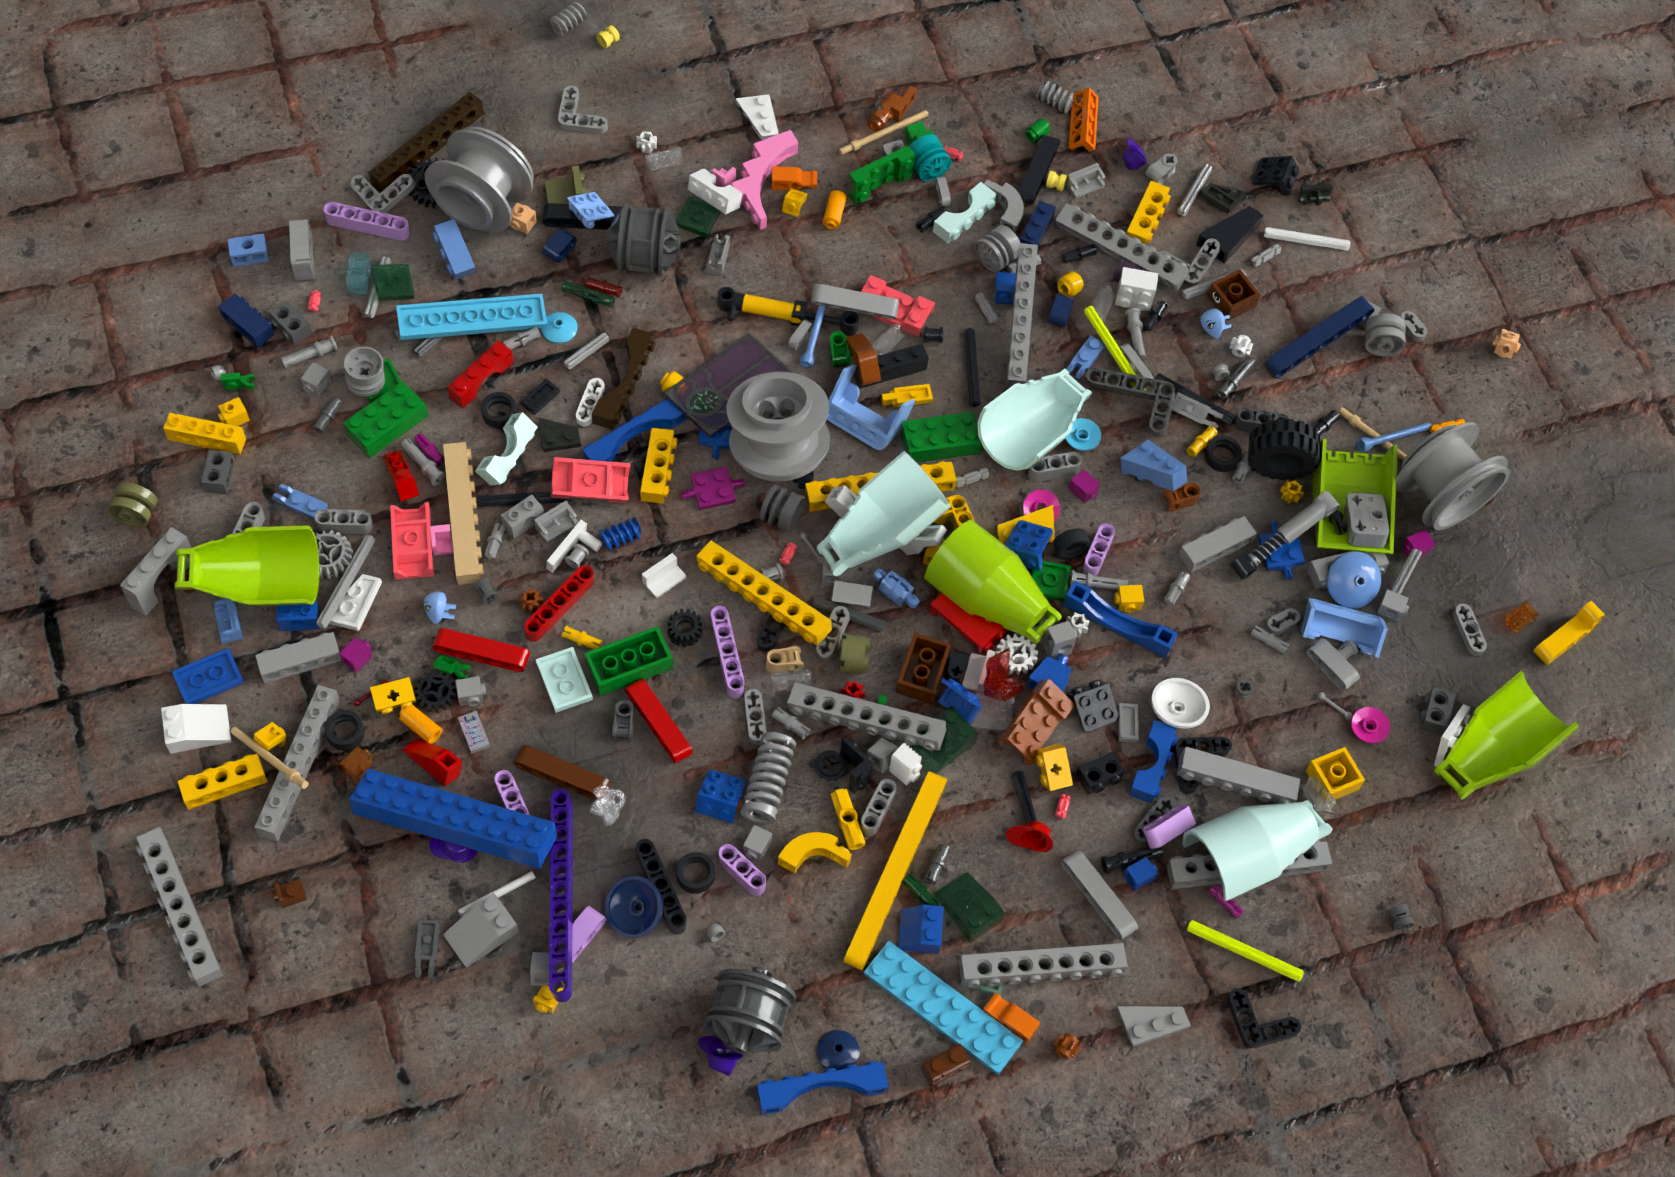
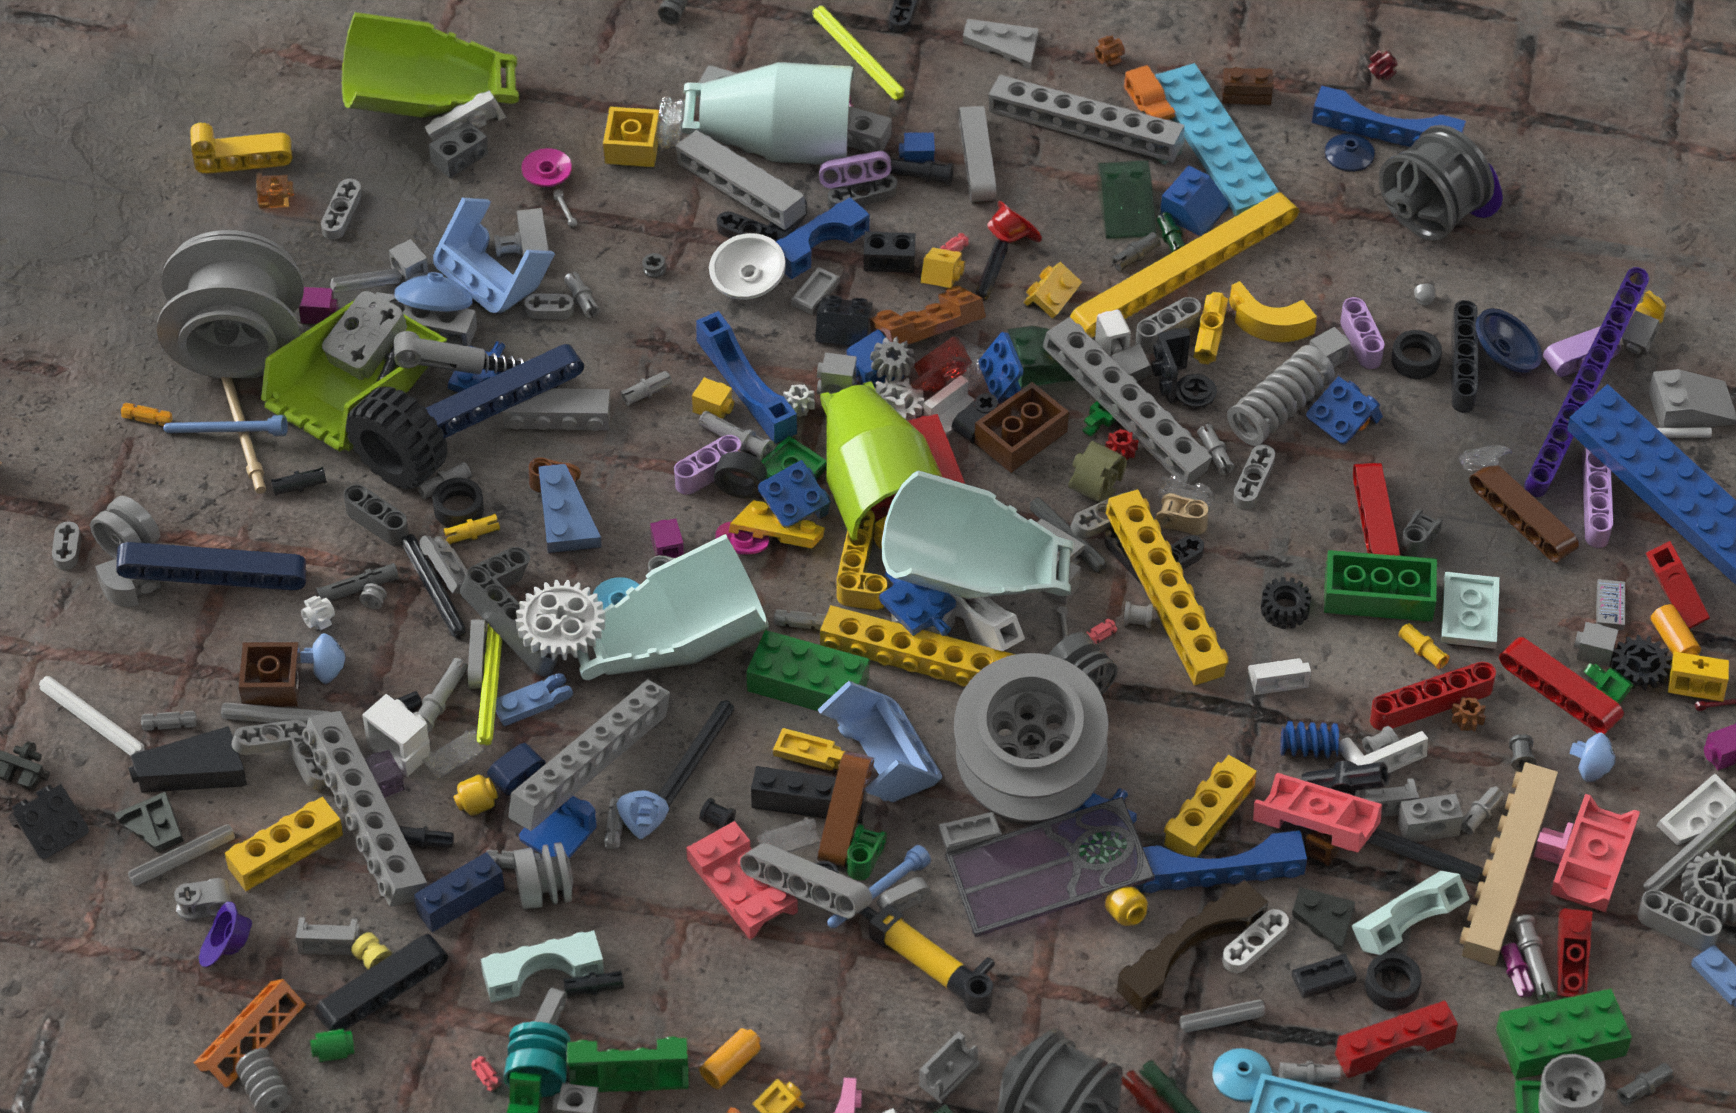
camera: 145 degrees left, 10 degrees down
(584, 508) = (1350, 777): none -> black piece
(712, 488) = (1151, 753): magenta plate -> none
(727, 660) = (1248, 552): lavender beam -> none
(855, 1146) = (1383, 65): none -> dark red gear
(973, 800) = (1054, 289): none -> yellow bracket
(974, 314) = (642, 811): none -> light blue piece
(1011, 202) = (469, 934): light grey arch -> none
(1034, 664) = (892, 359): none -> light grey gear
(1099, 384) = (560, 620): none -> white gear
(1253, 518) = (506, 389): none -> dark blue beam

